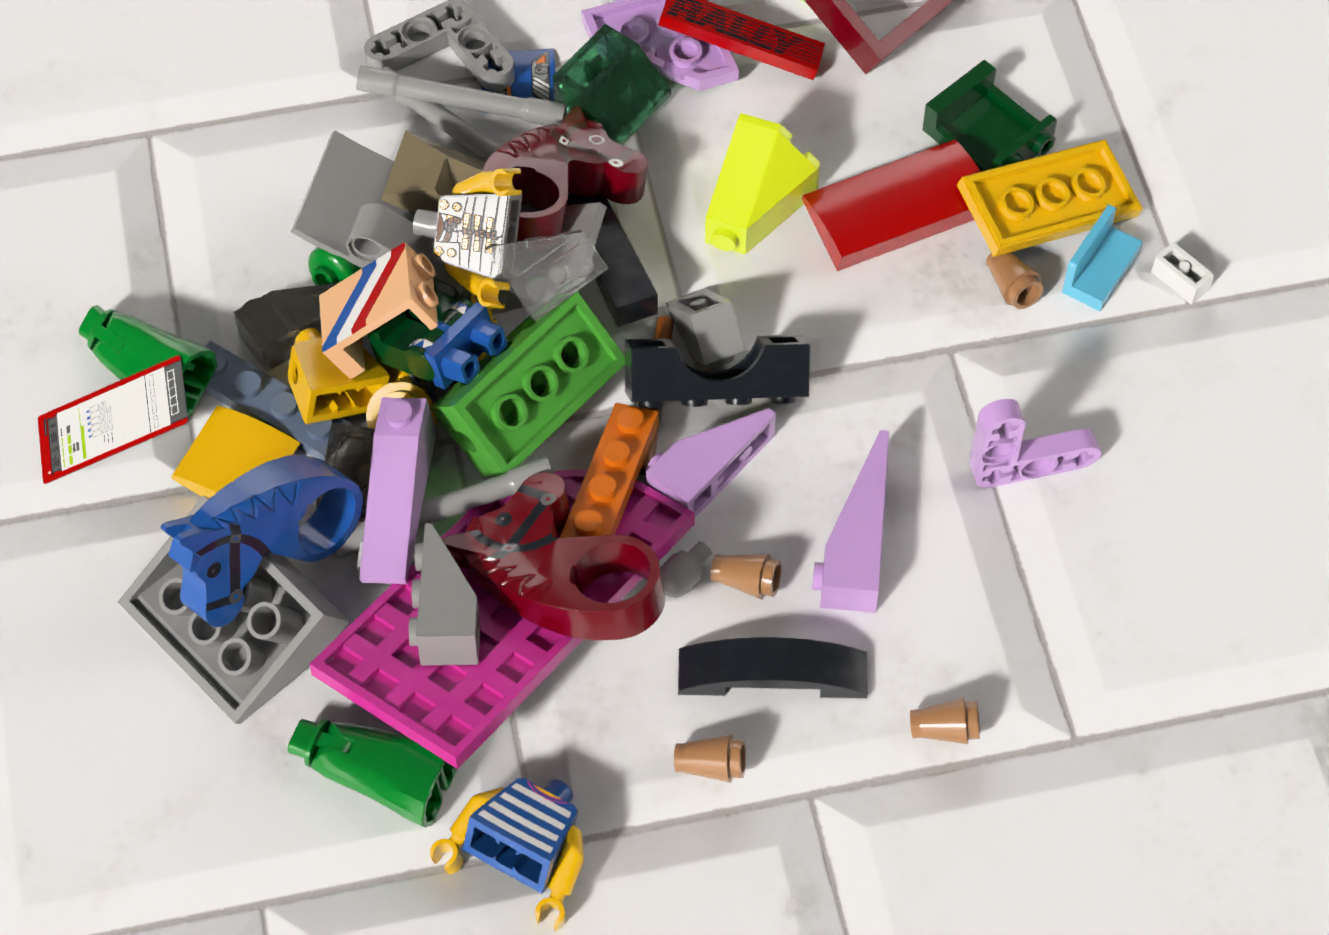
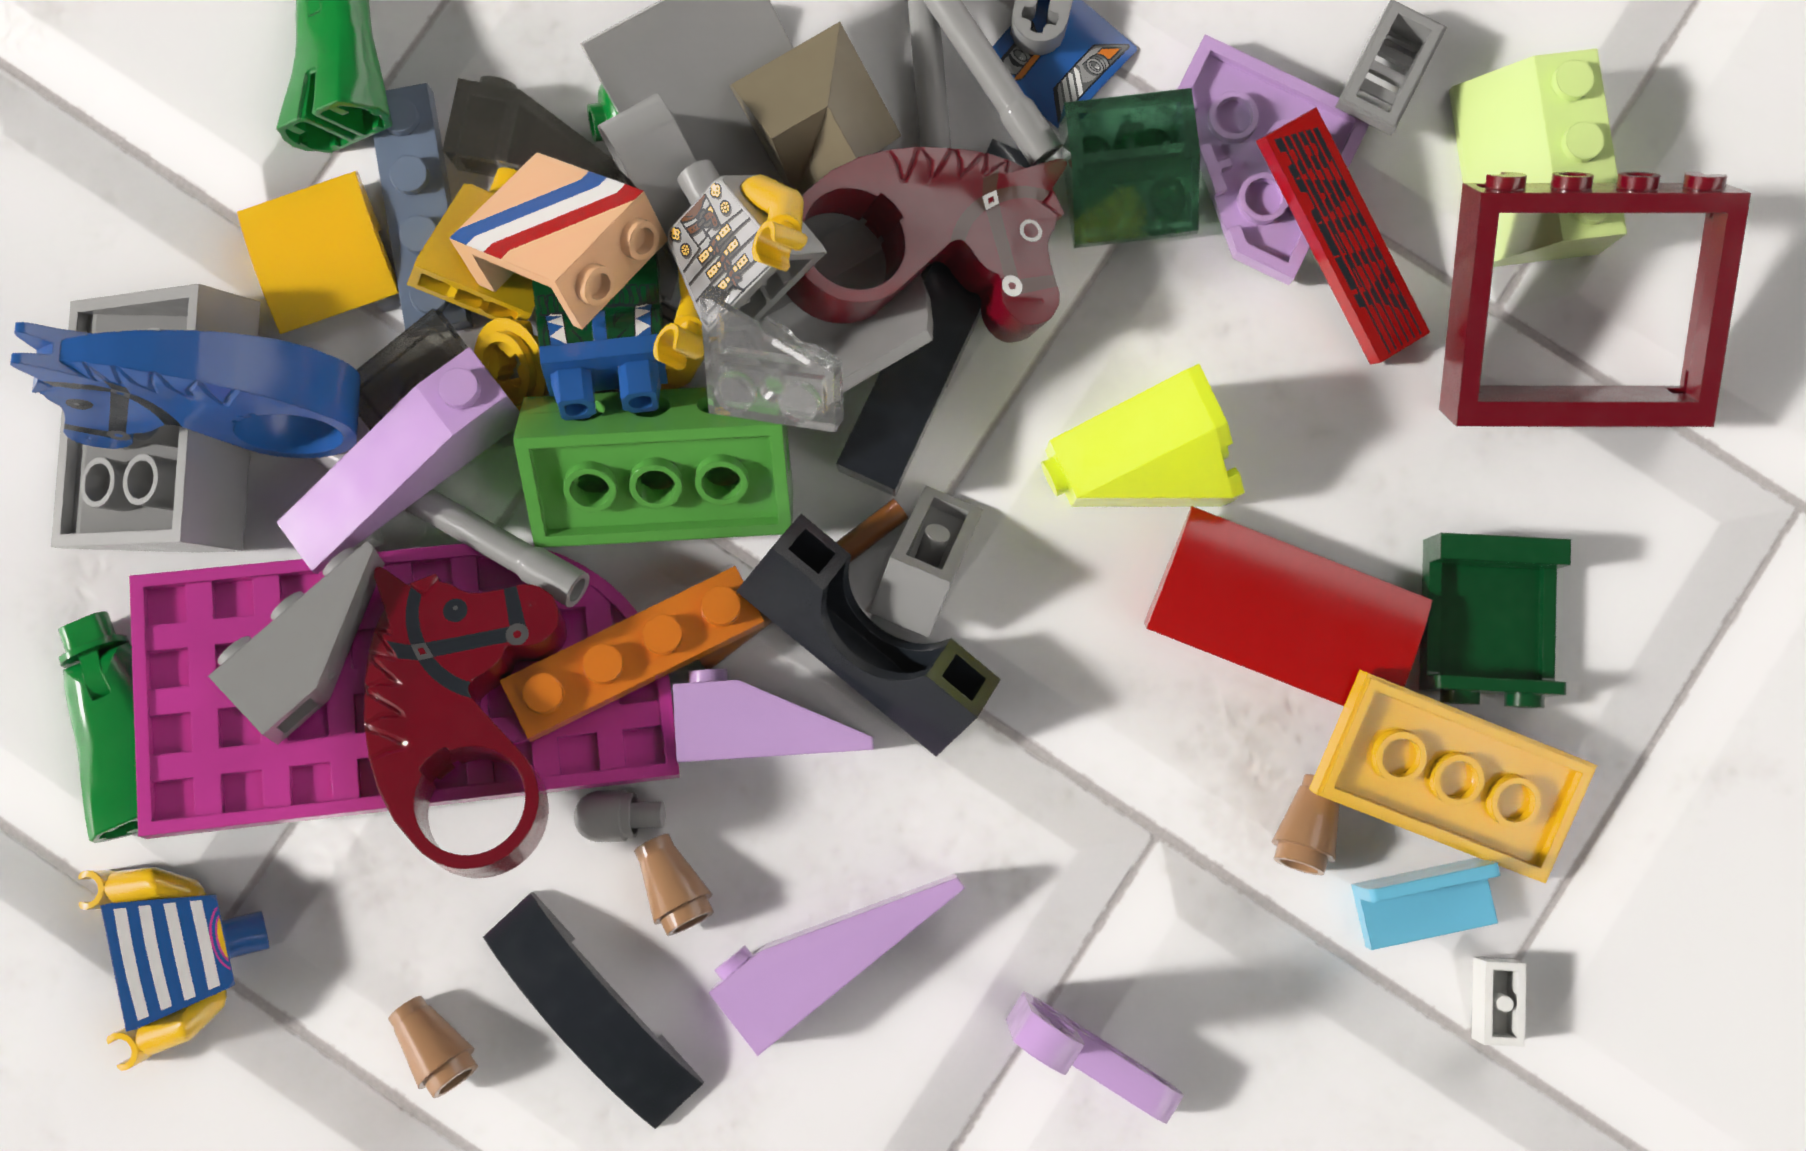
camera: 50 degrees right, 25 degrees up
(112, 419) = (232, 92): sticker -> none

